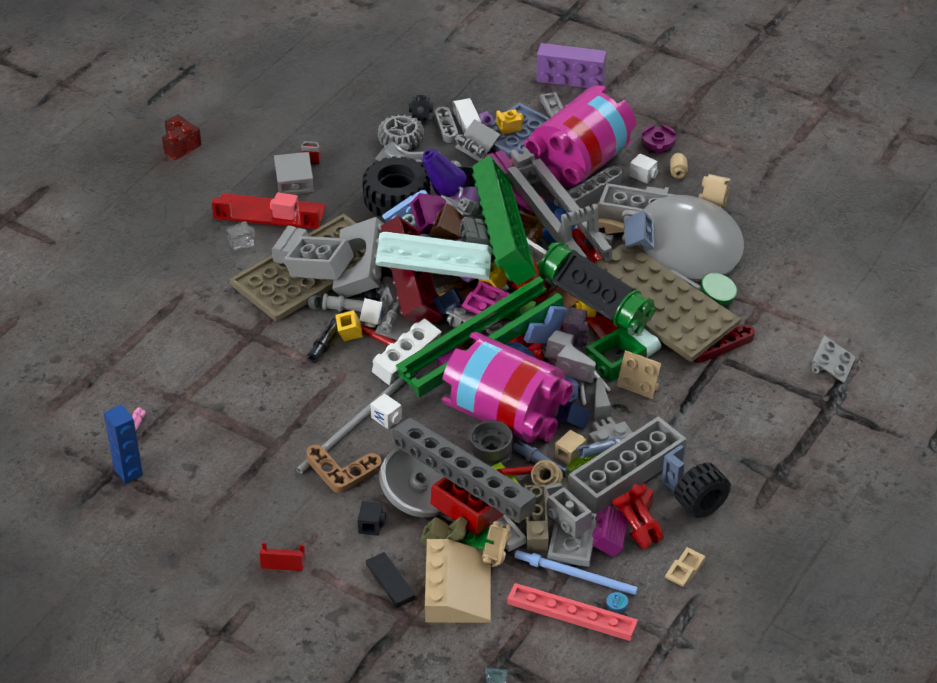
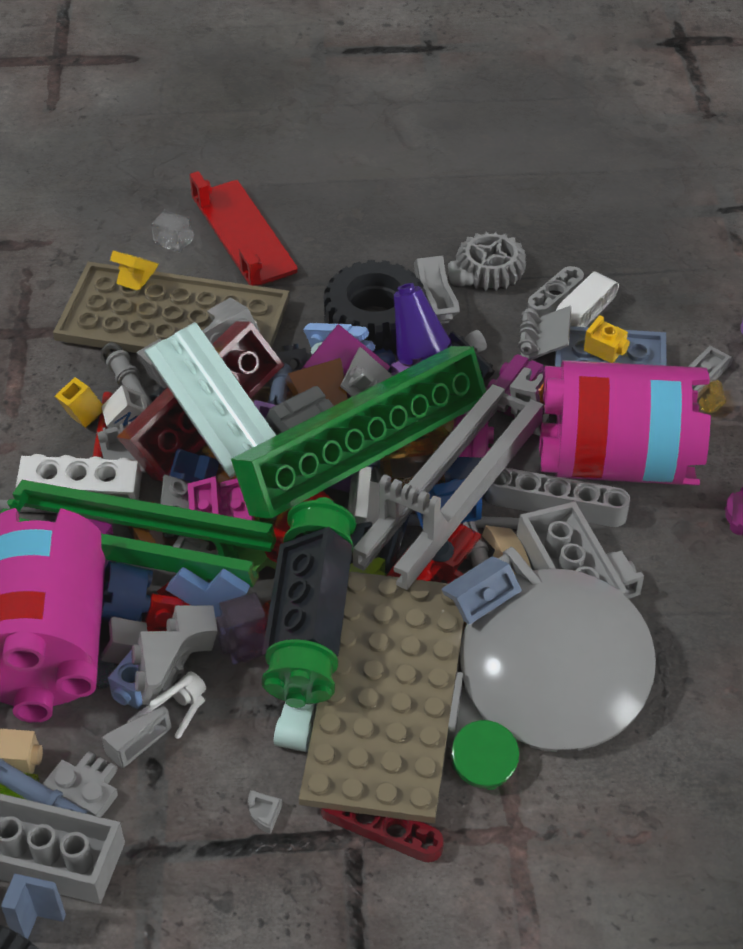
camera: 55 degrees right, 5 degrees up
(180, 137) = (296, 101): clear red brick -> none
(265, 261) = (133, 270): none -> yellow slope
(284, 206) = (249, 232): coral brick -> none
(286, 242) = (176, 275): light grey brick -> none
(294, 173) = (322, 211): light grey panel -> none
(314, 151) = (373, 207): piece -> none
(318, 257) = (157, 306): light grey brick -> none
(321, 345) = (35, 398): black pin -> none
(420, 101) = (553, 251): black brick -> none
(486, 118) = (589, 315): medium lavender bar -> none
(573, 414) = (85, 721): dark blue panel -> none
(617, 338) = (232, 725): green window -> none
(639, 374) = (212, 757): tan hinge -> none
(643, 168) = (669, 529): white brick -> none
(678, 166) = (716, 565): tan brick -> none
(679, 378) = (264, 810): none -> light grey tile
(715, 189) = (685, 636): tan brick -> none

